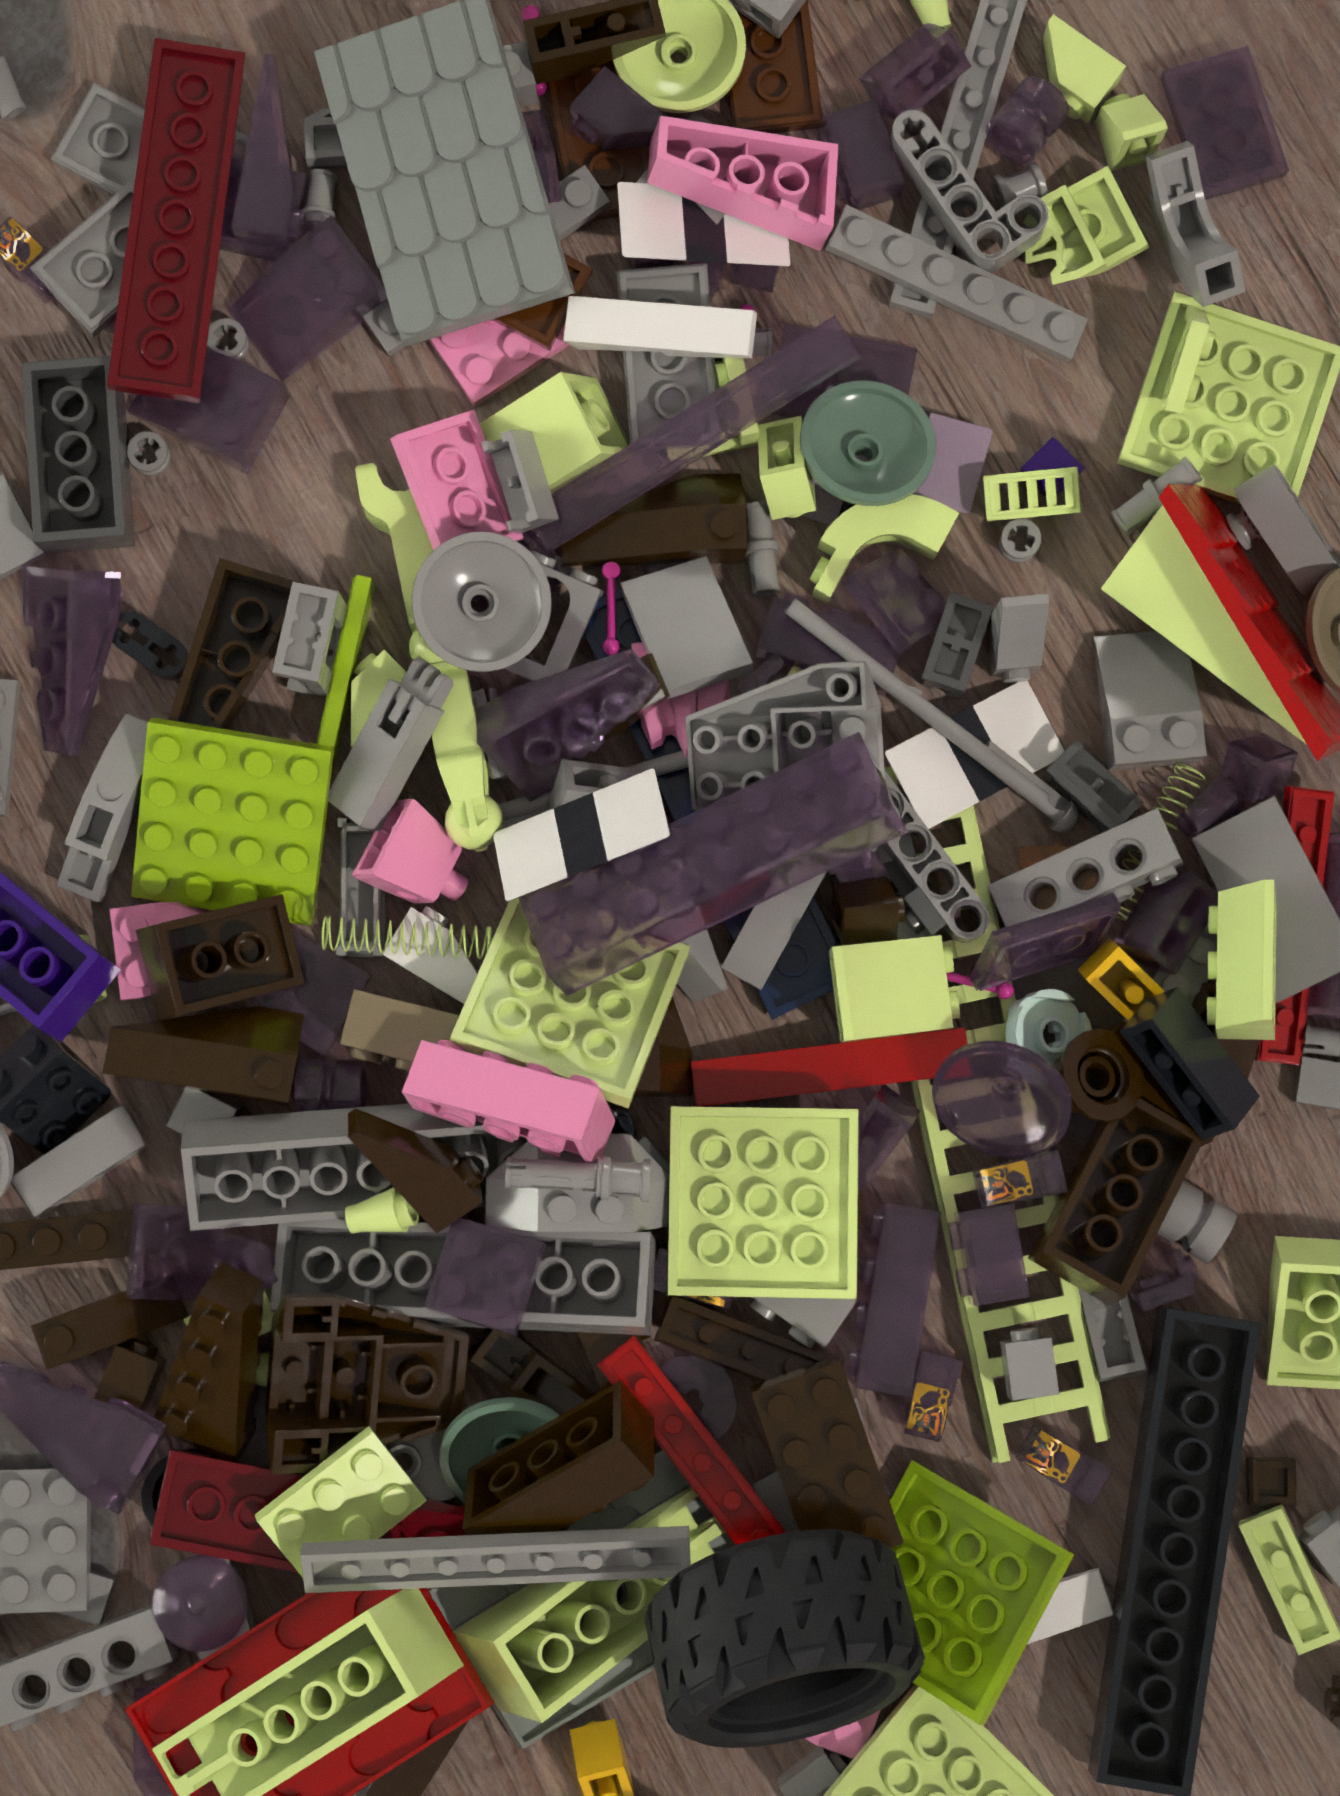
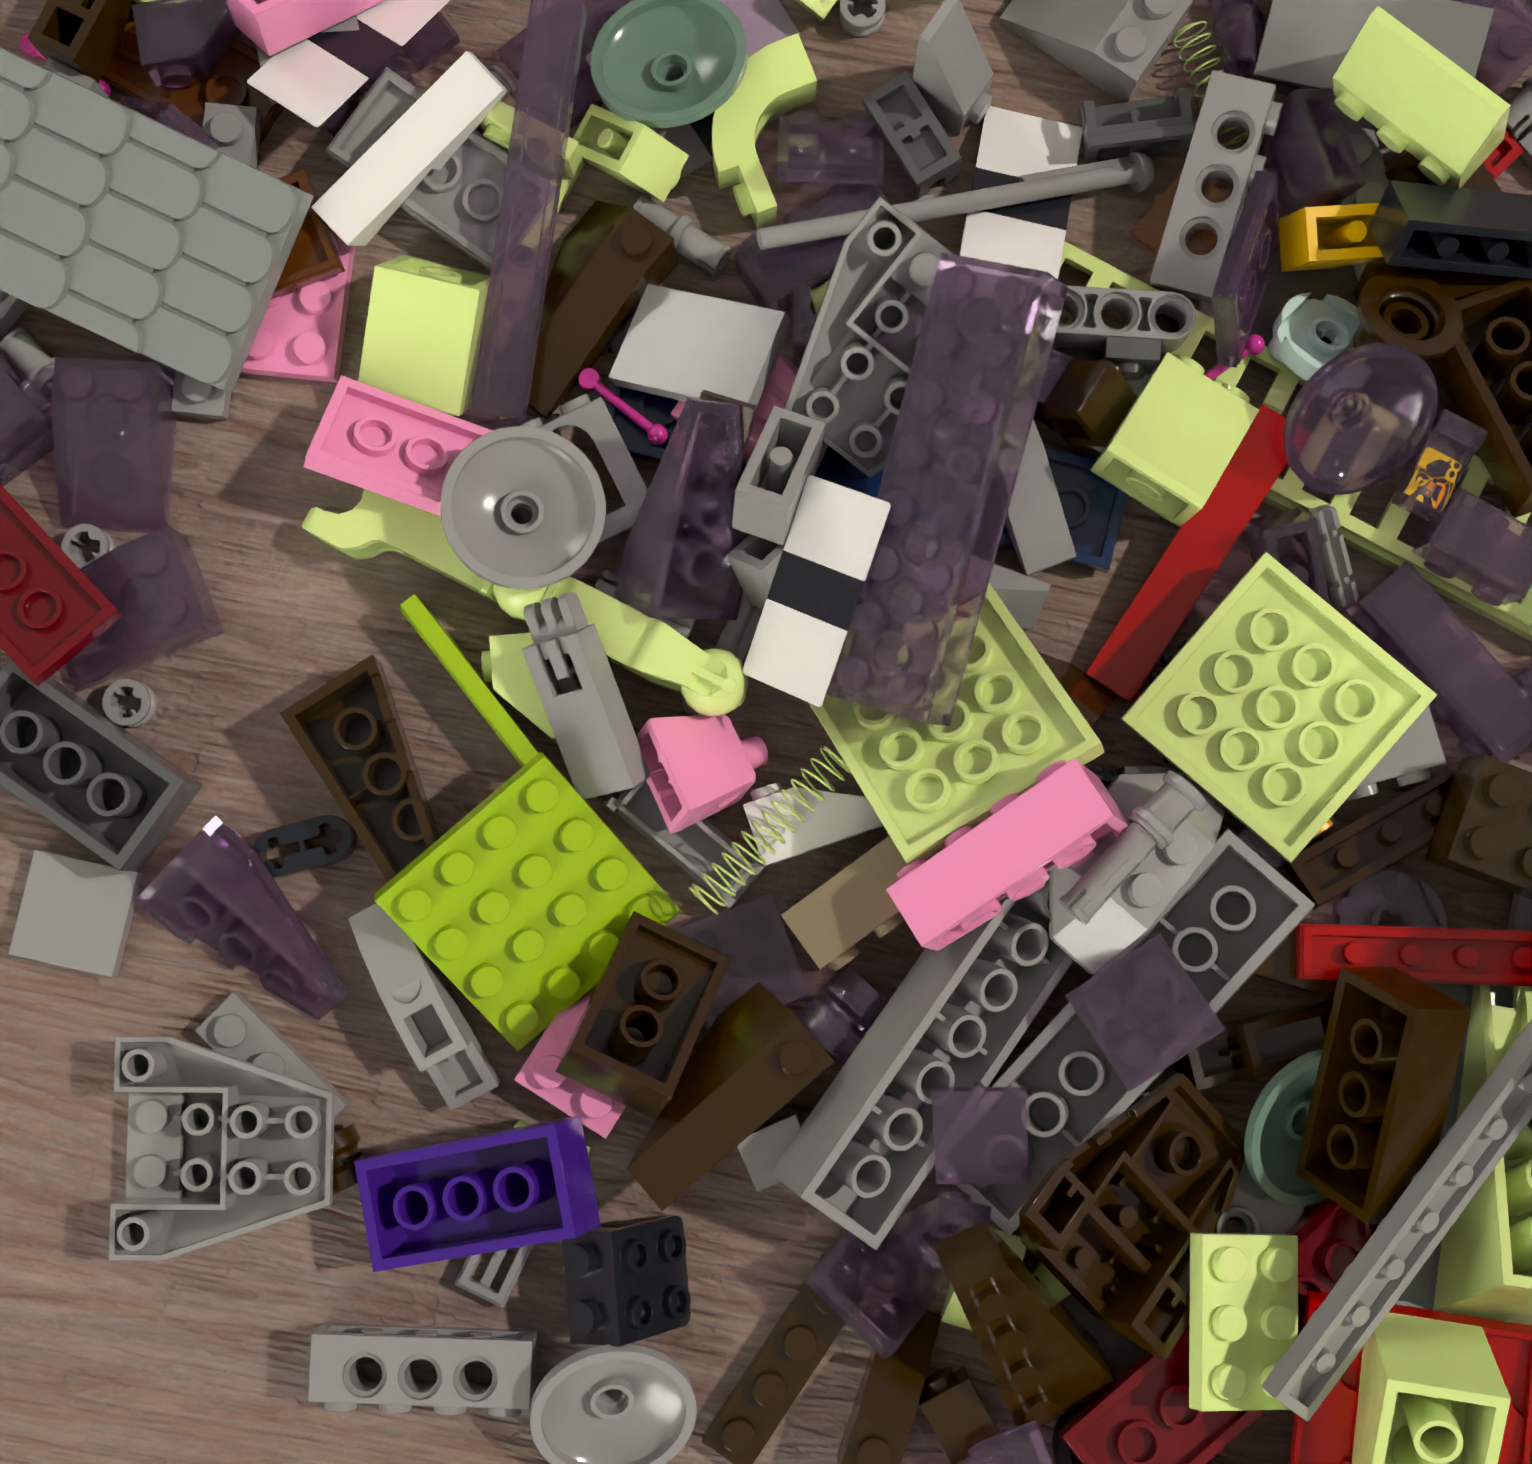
camera: 45 degrees left, 0 degrees up
(79, 1161) = (720, 1299): light grey beam -> none
(307, 635) = (424, 691): light grey panel -> none
(318, 1236) = (980, 1135): none -> clear purple piece
(381, 1213) = (1010, 1052): yellowish green cone -> none
(419, 1168) = (999, 989): dark brown slope -> none
(522, 480) = (442, 385): light grey hinge -> none
(636, 746) = (777, 474): none -> light grey brick
(905, 1160) = (1335, 557): none -> light grey axle

